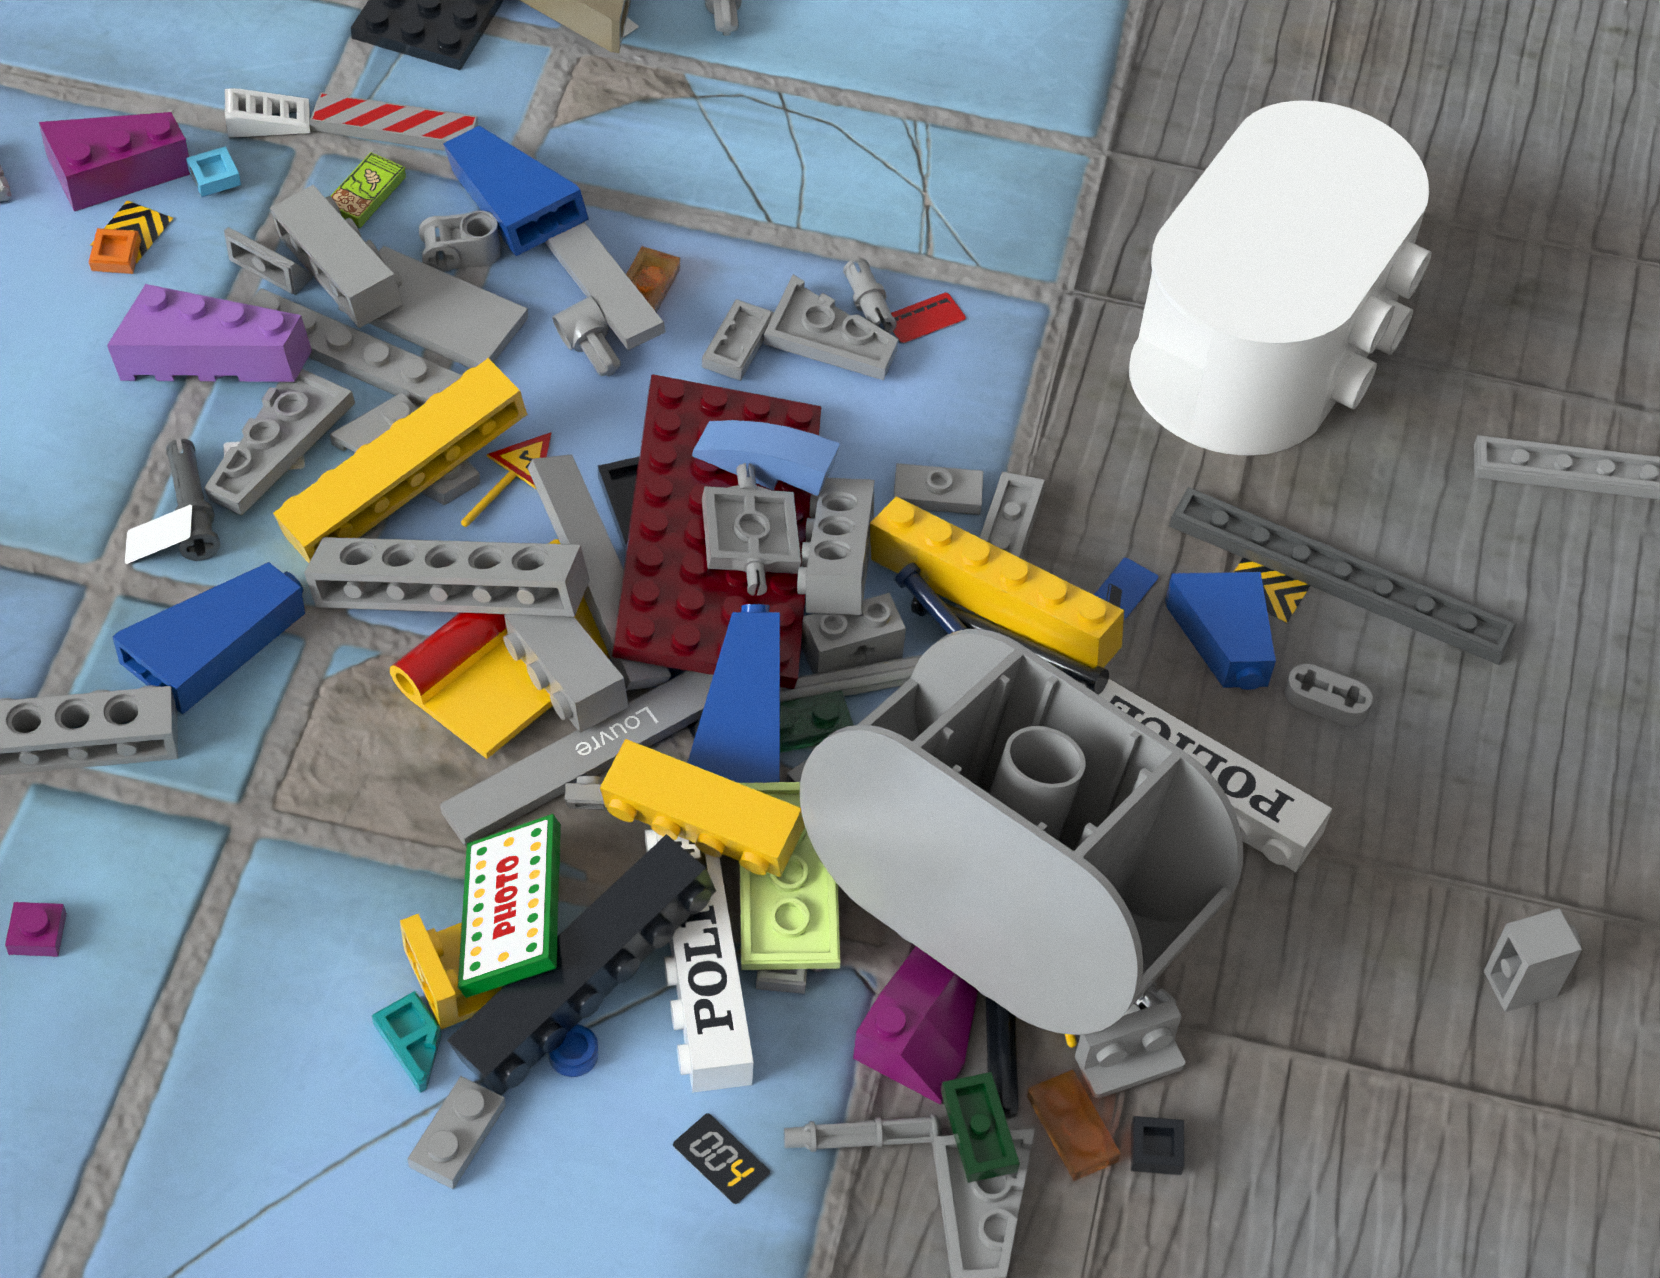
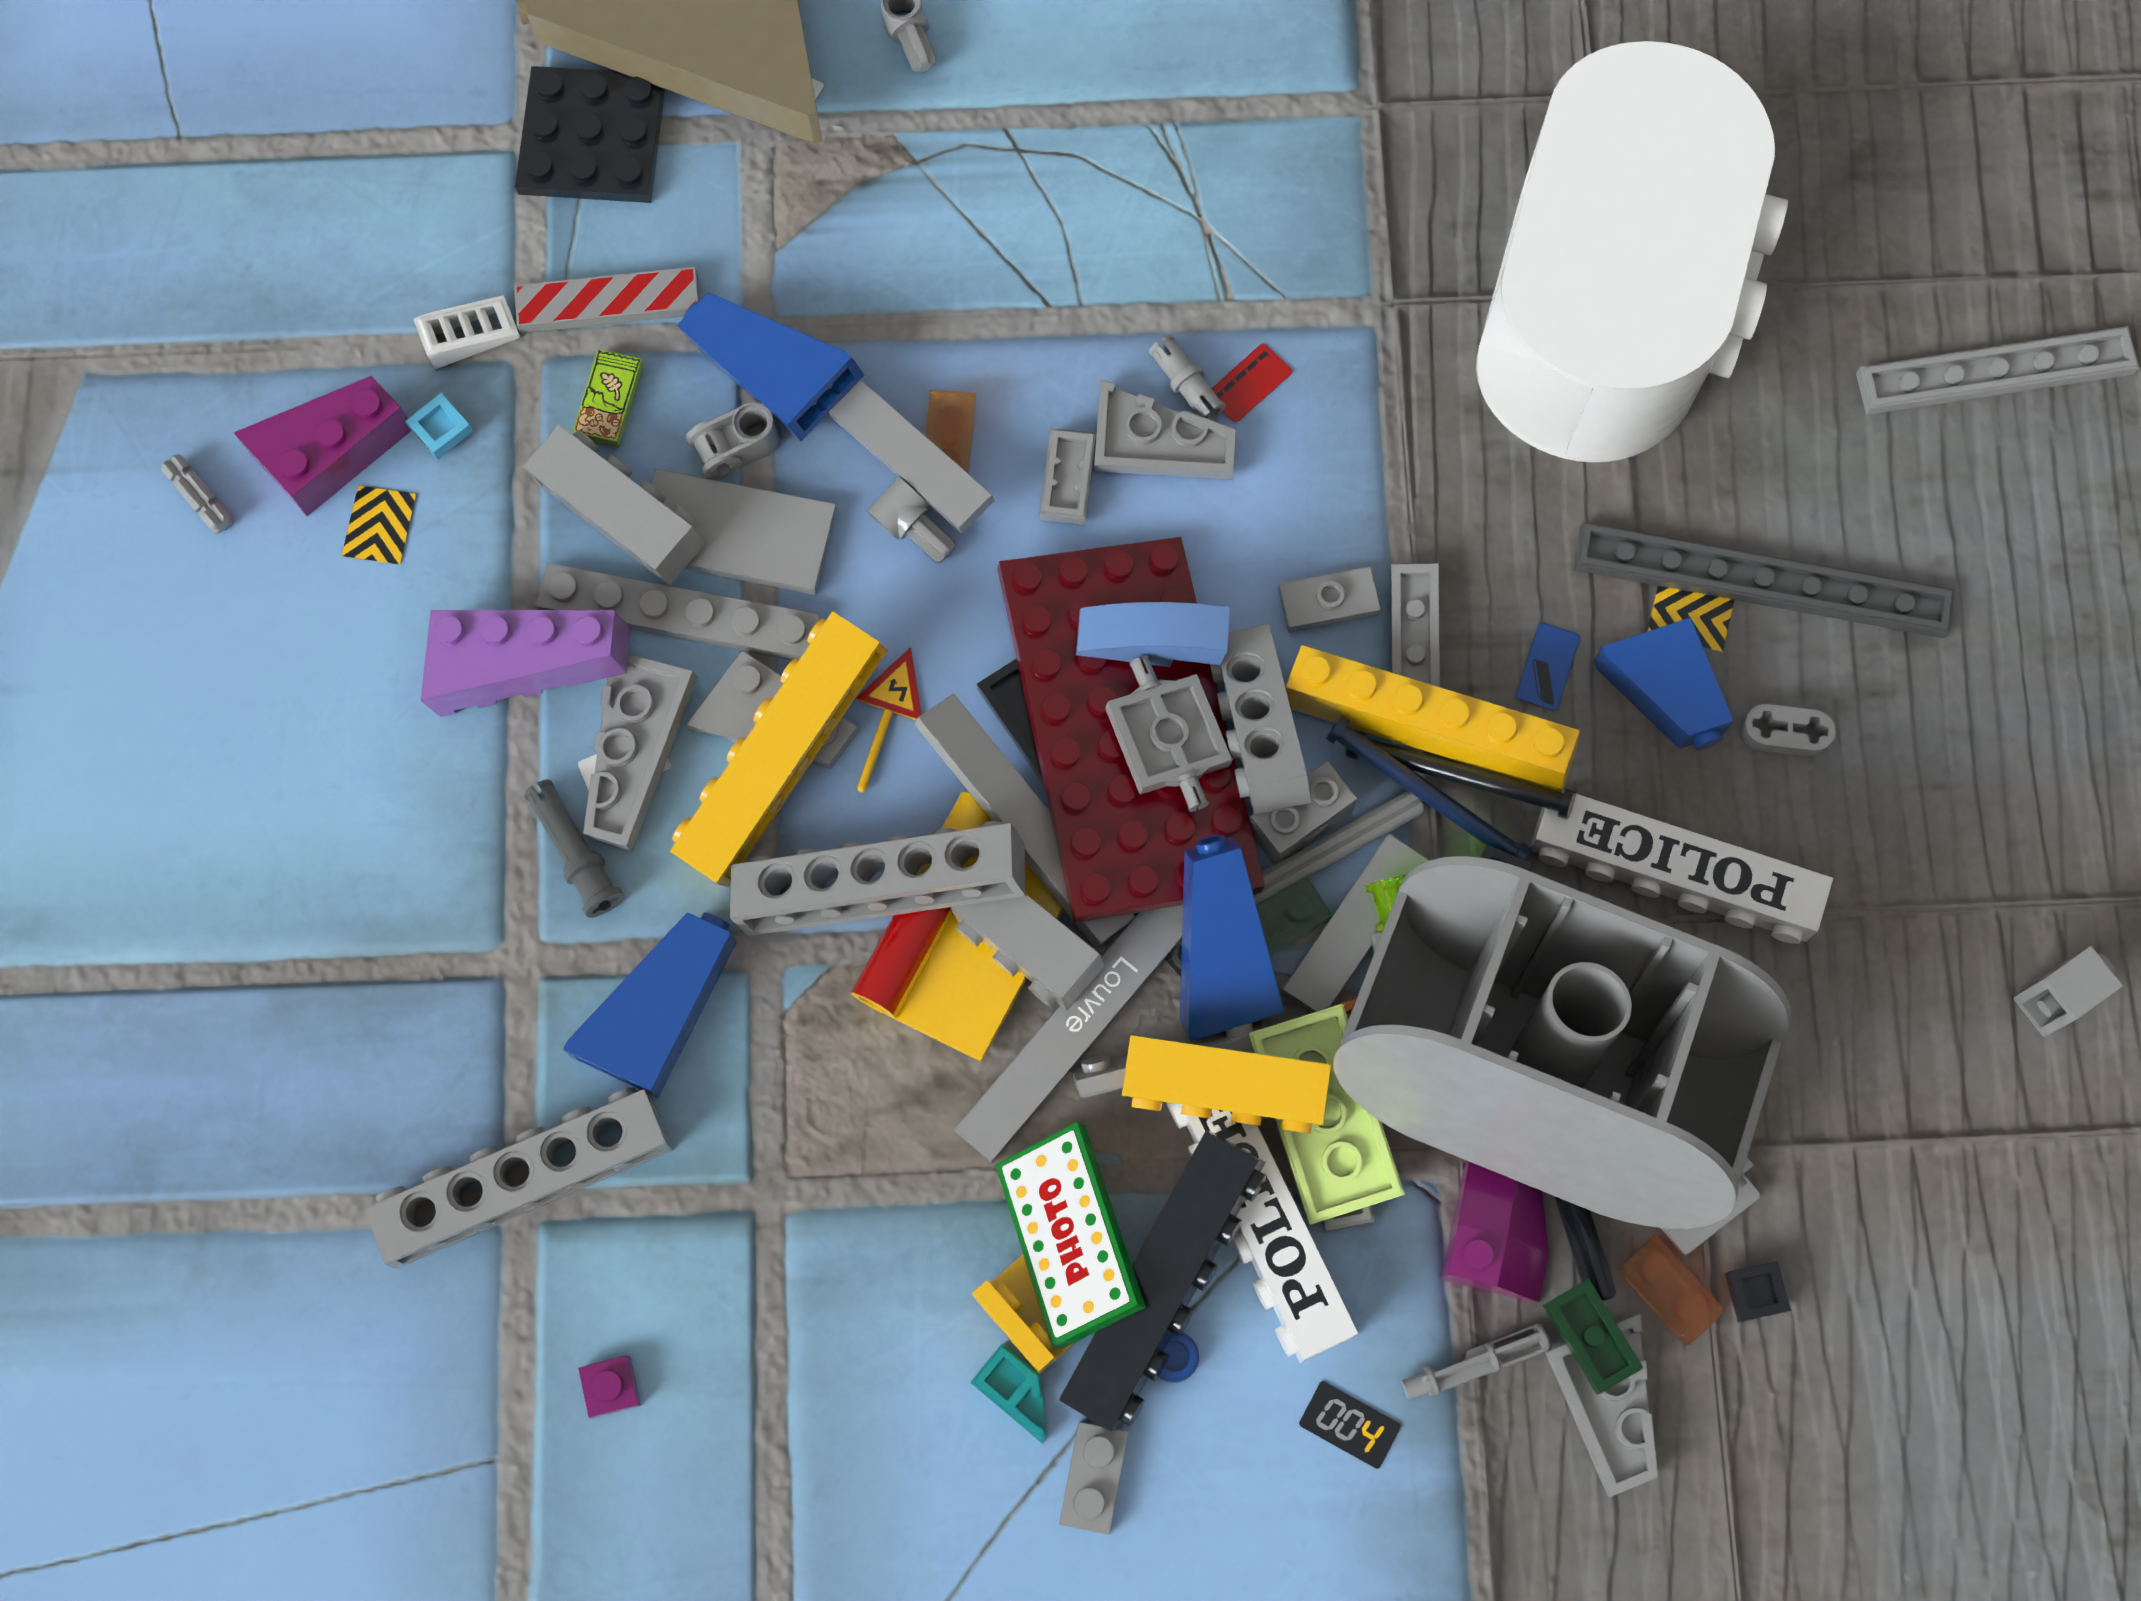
camera: 10 degrees left, 20 degrees up
(114, 251) = (372, 559): orange tile -> none
(158, 534) = (557, 903): white sticker -> none
(265, 262) = (539, 524): light grey slope -> none

